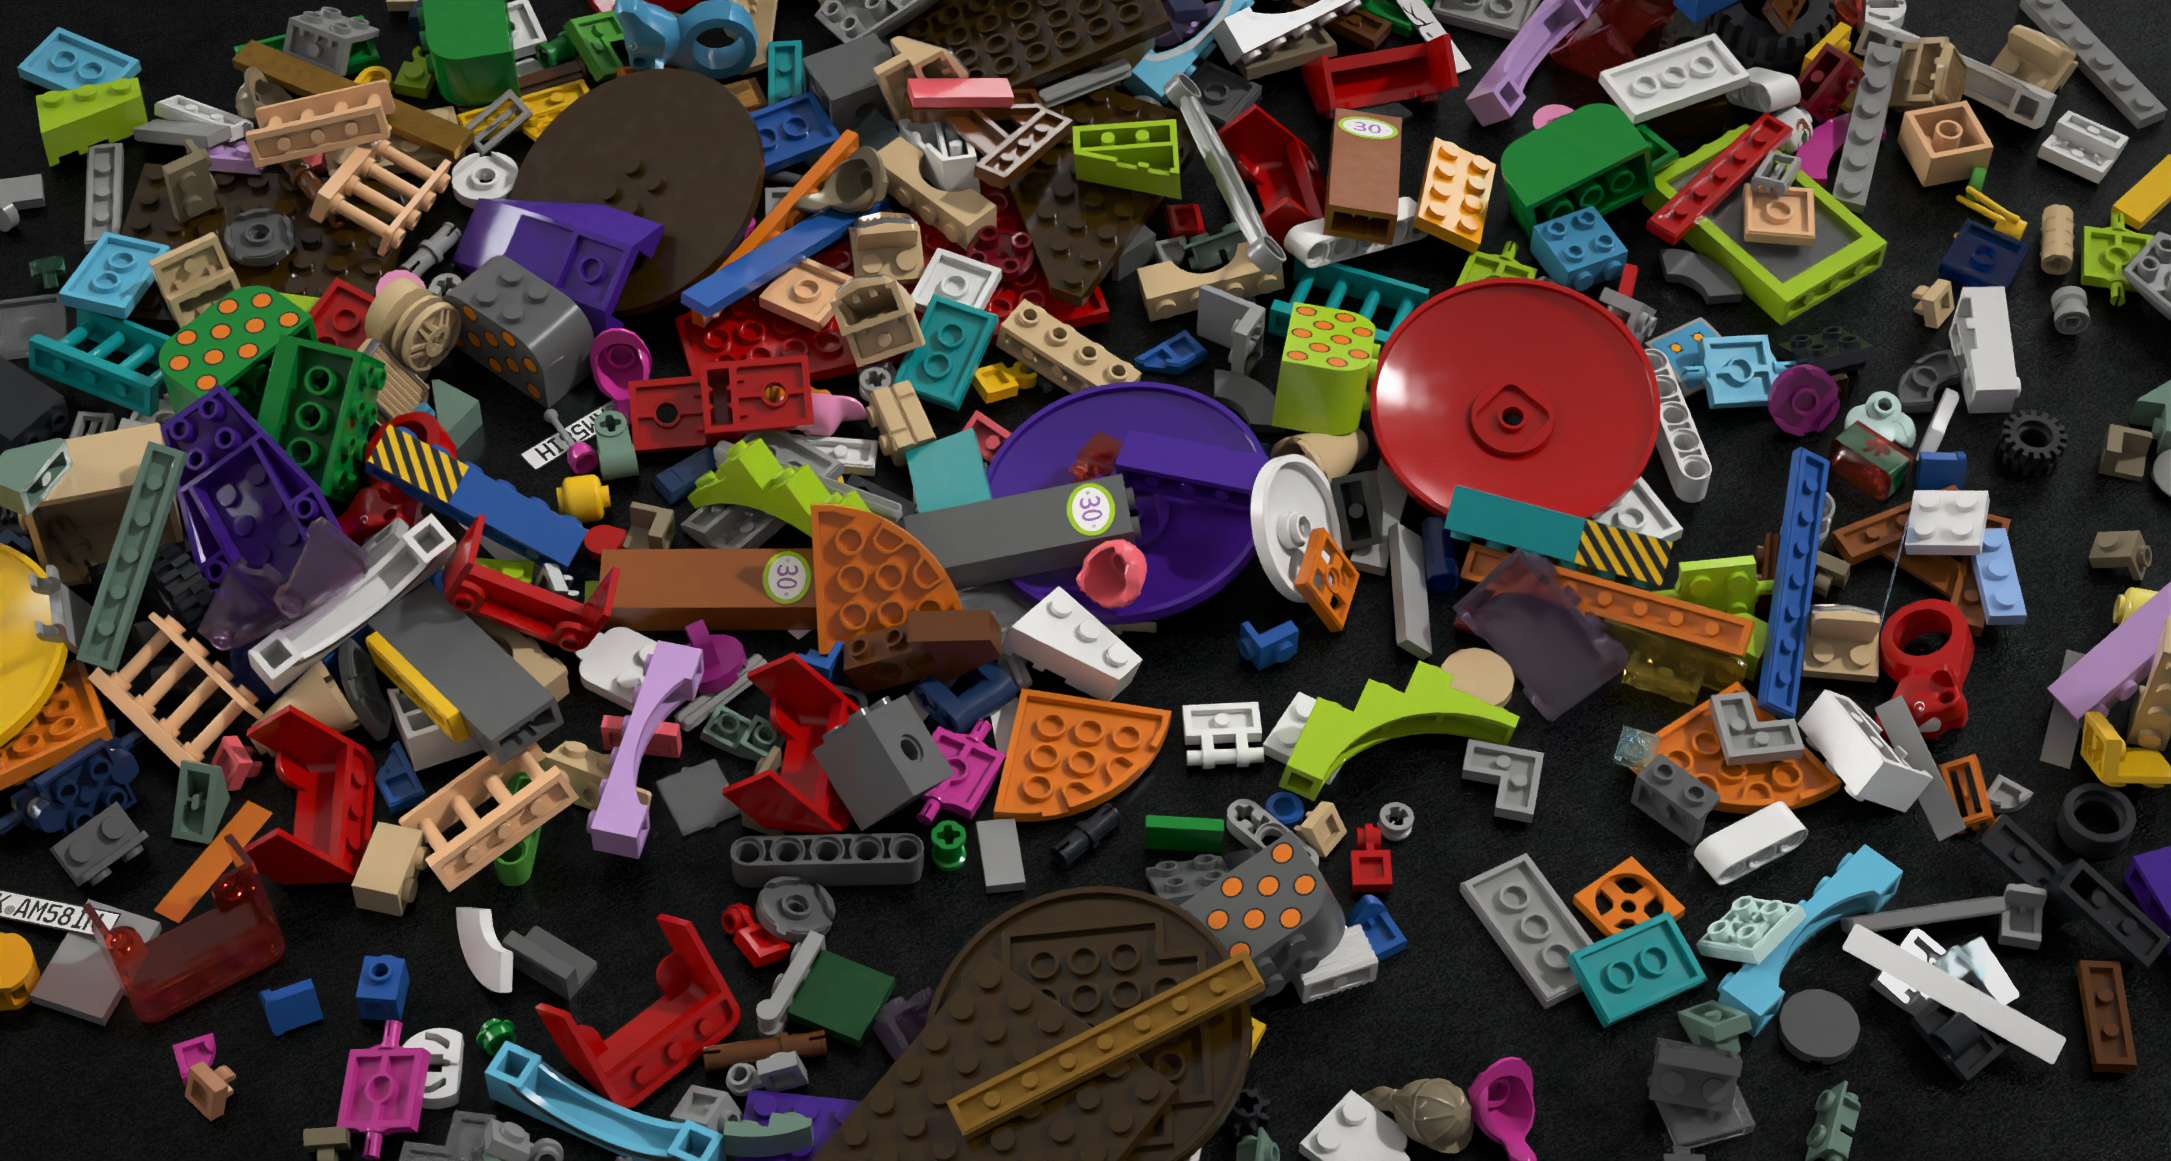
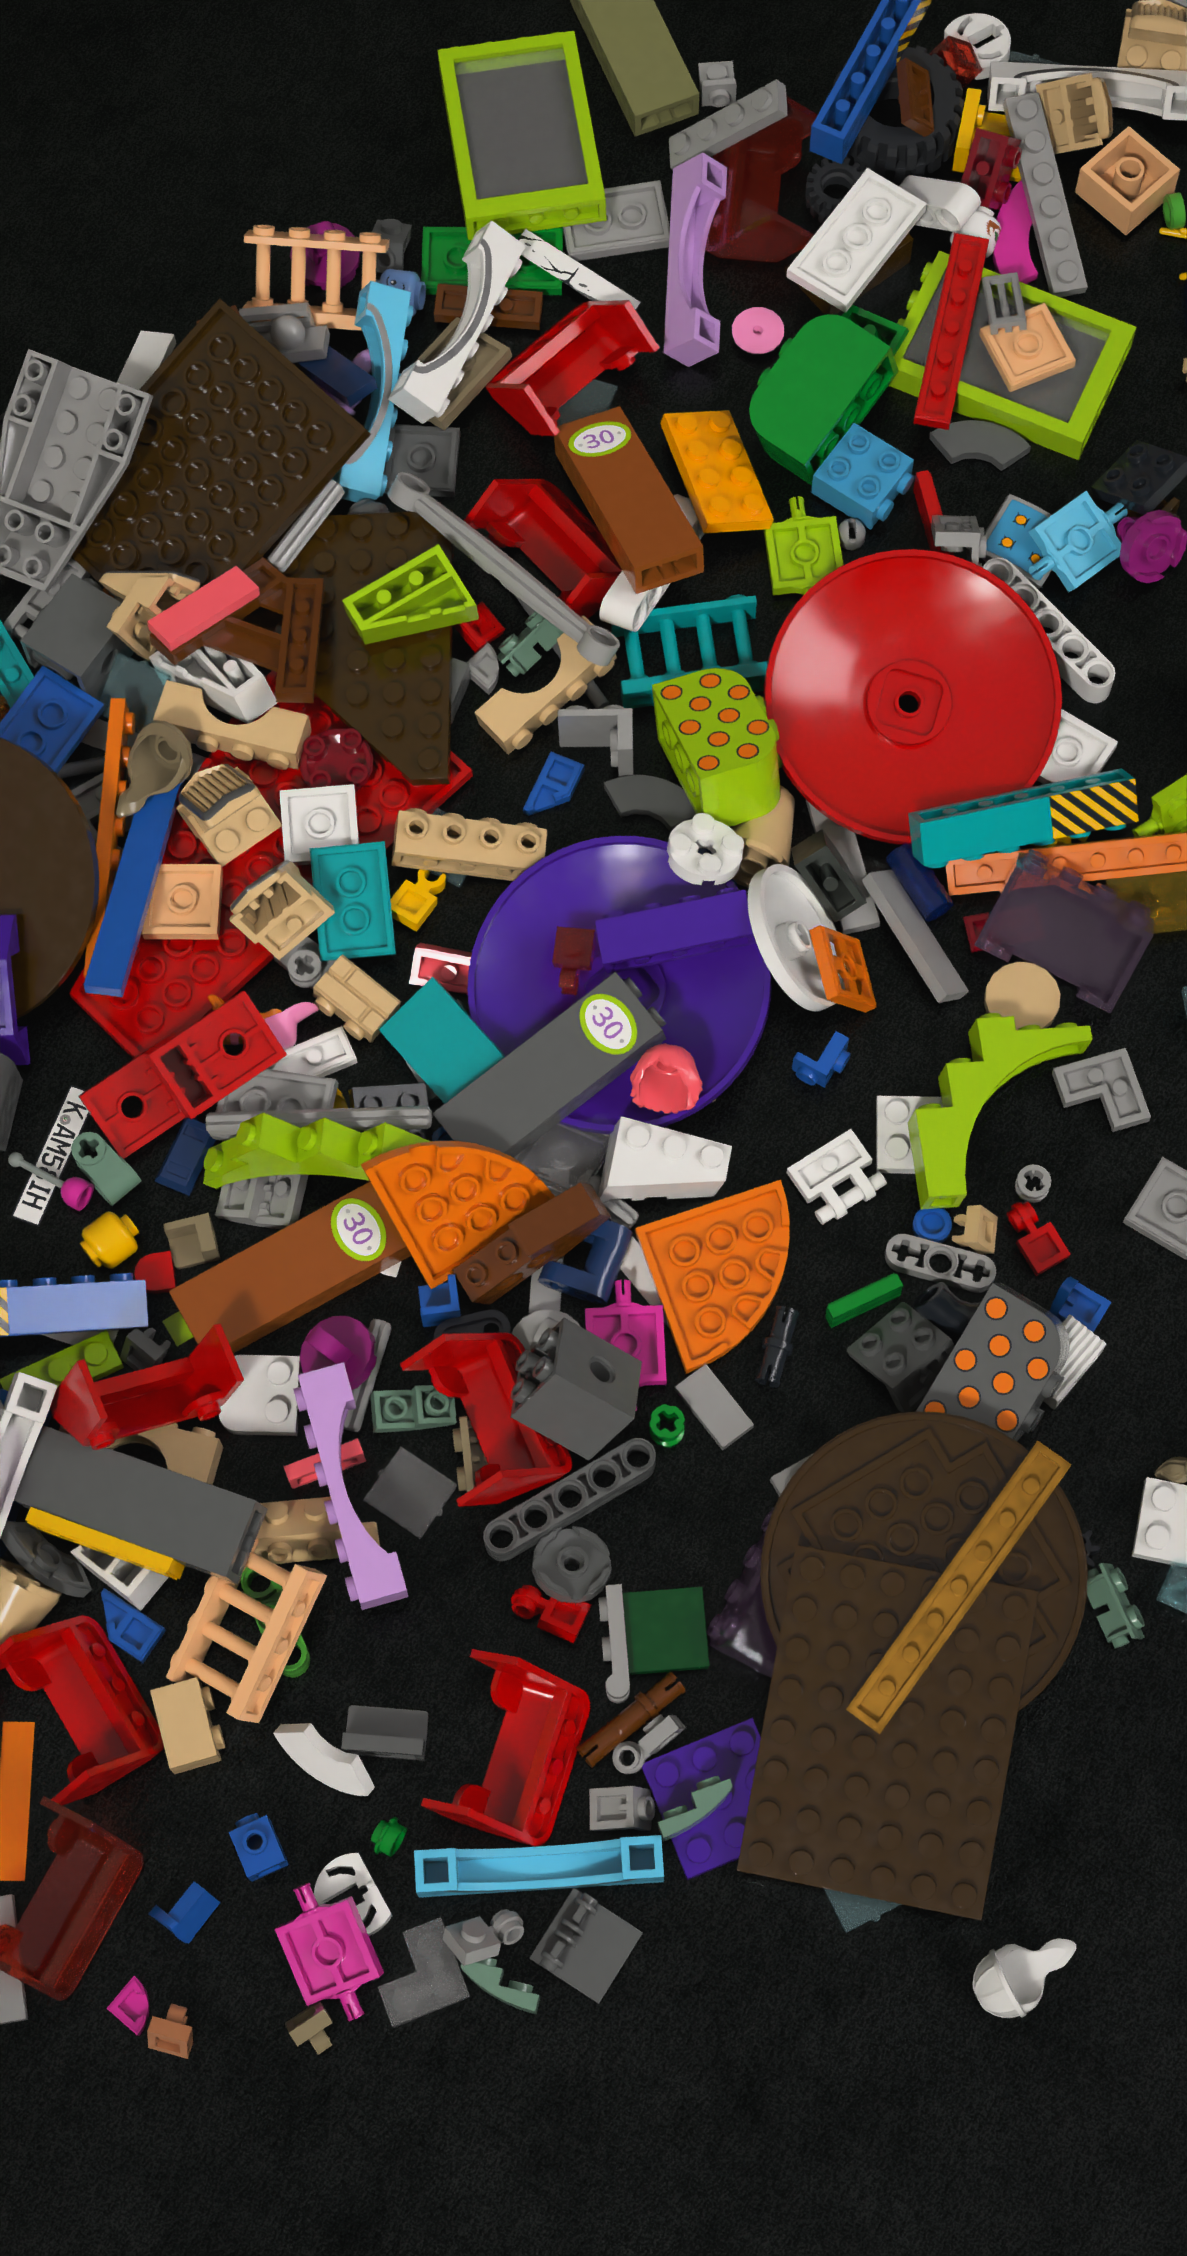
camera: 25 degrees left, 20 degrees up
(616, 359) = (55, 1079): dark pink piece -> none
(1257, 425) = (708, 834): none -> white plate

